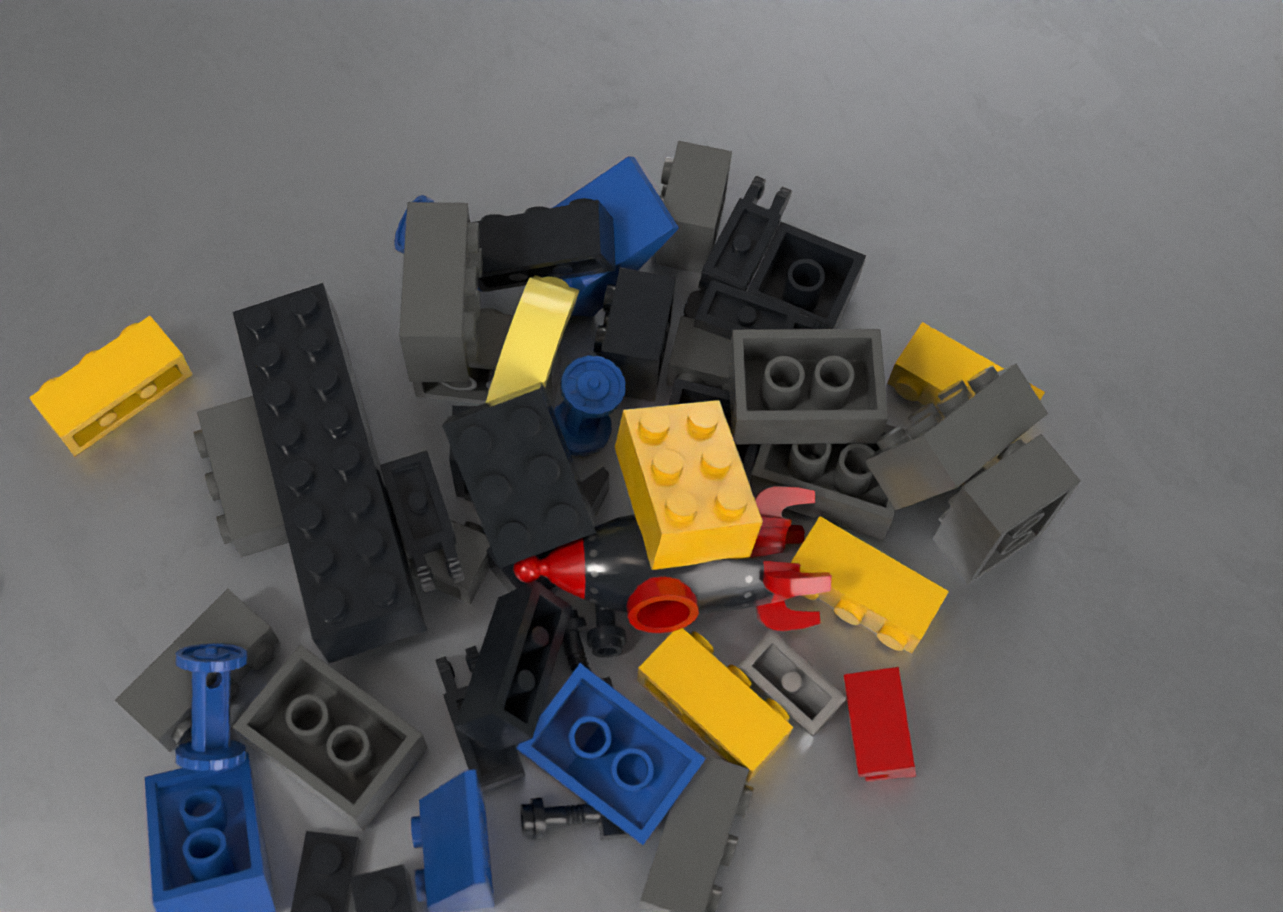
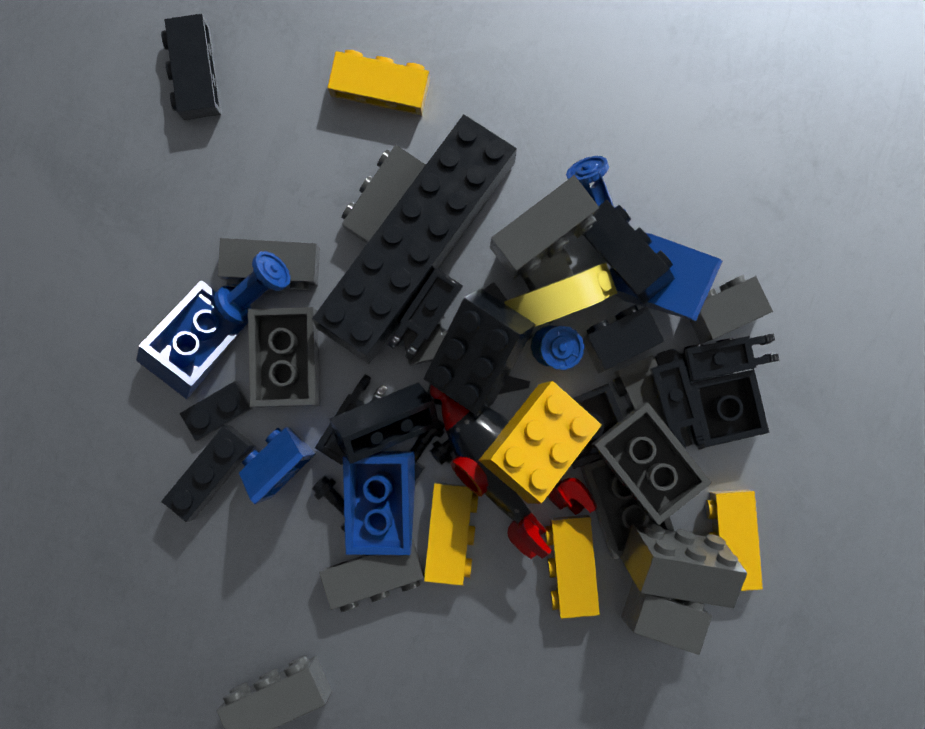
camera: 60 degrees right, 20 degrees up
(792, 683) = (488, 566): flat silver slope -> none
(879, 724) = (502, 626): red hinge -> none

